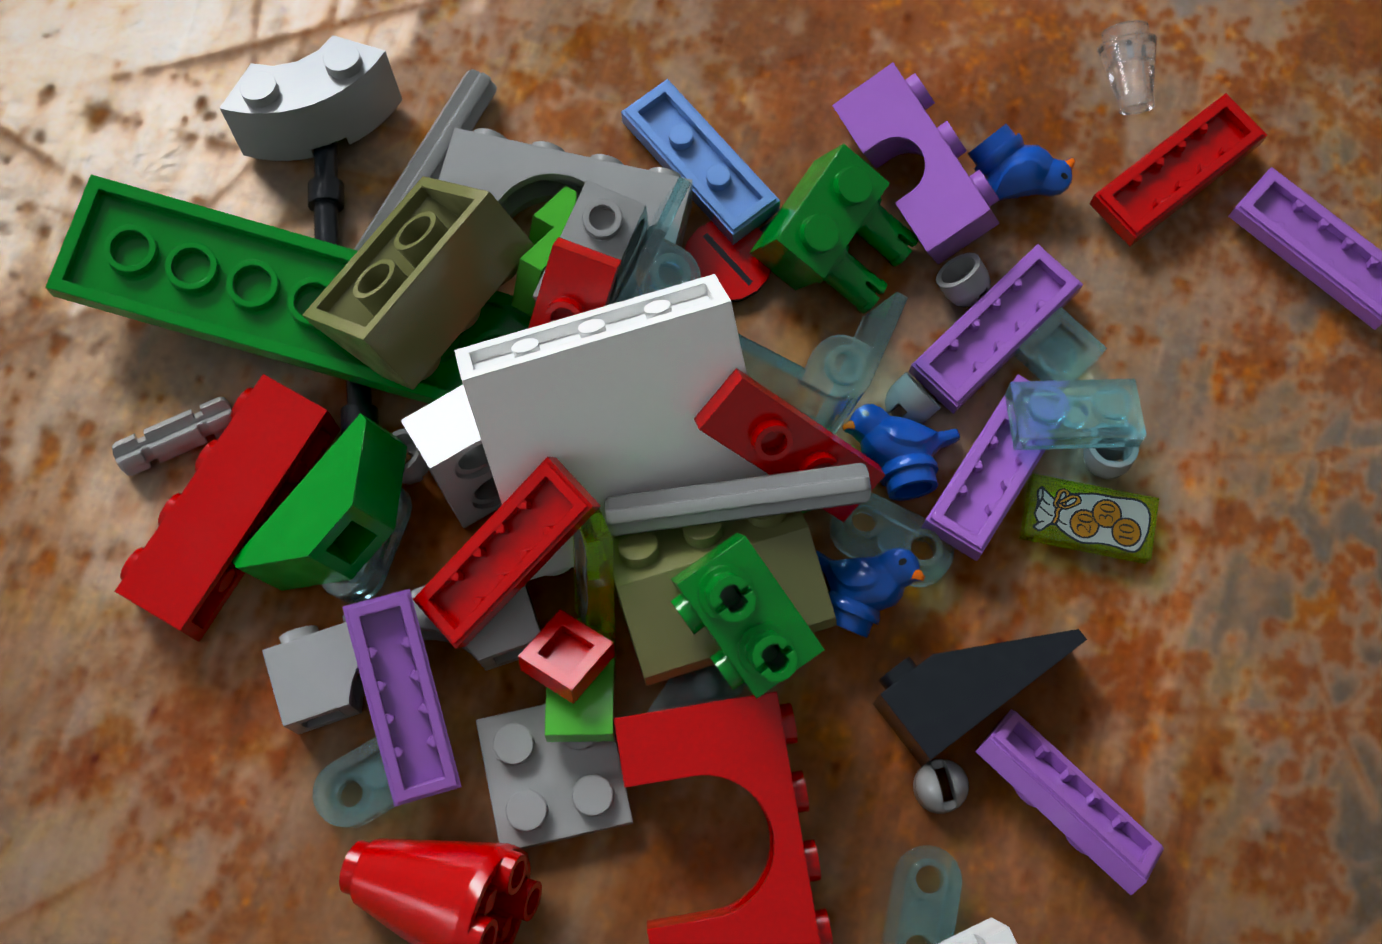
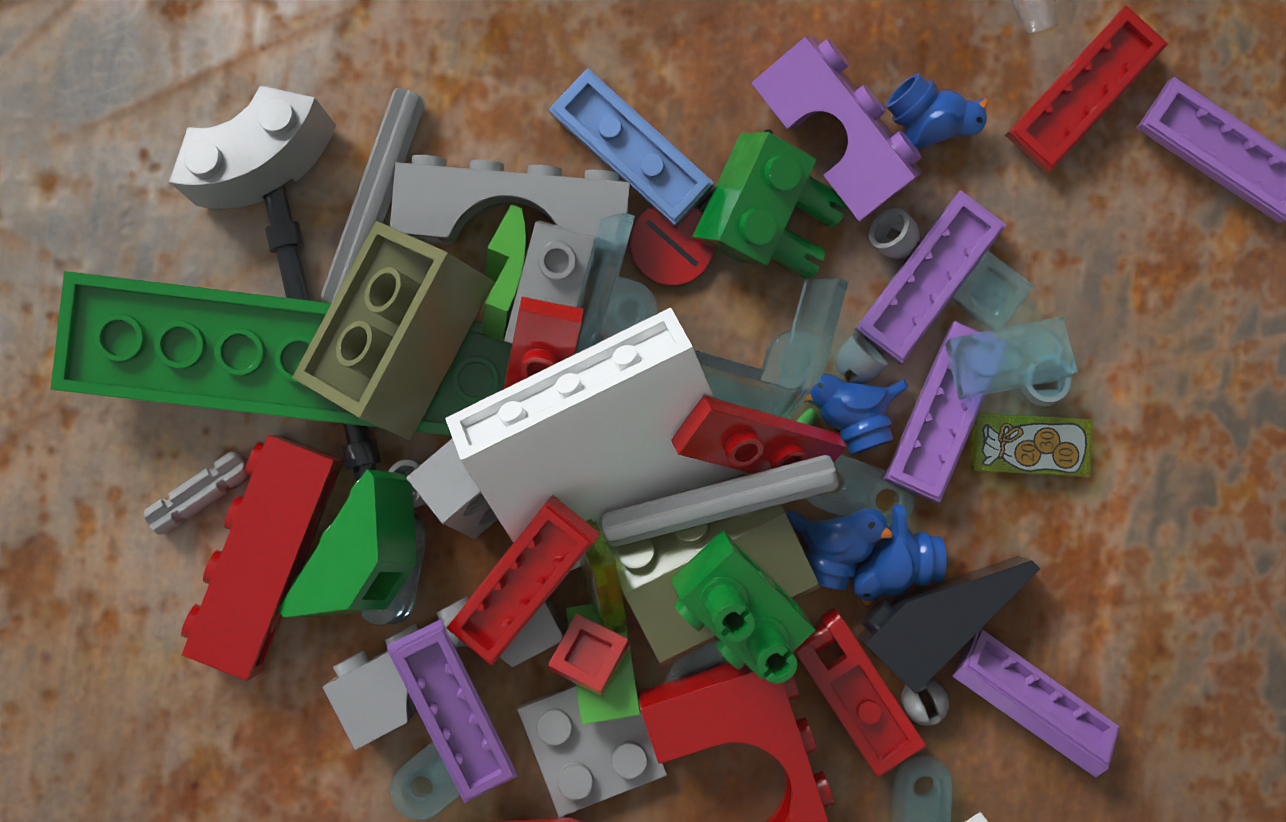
camera: 10 degrees left, 15 degrees up
(864, 762) = (859, 696): none -> red plate
(929, 617) = (900, 561): none -> blue animal

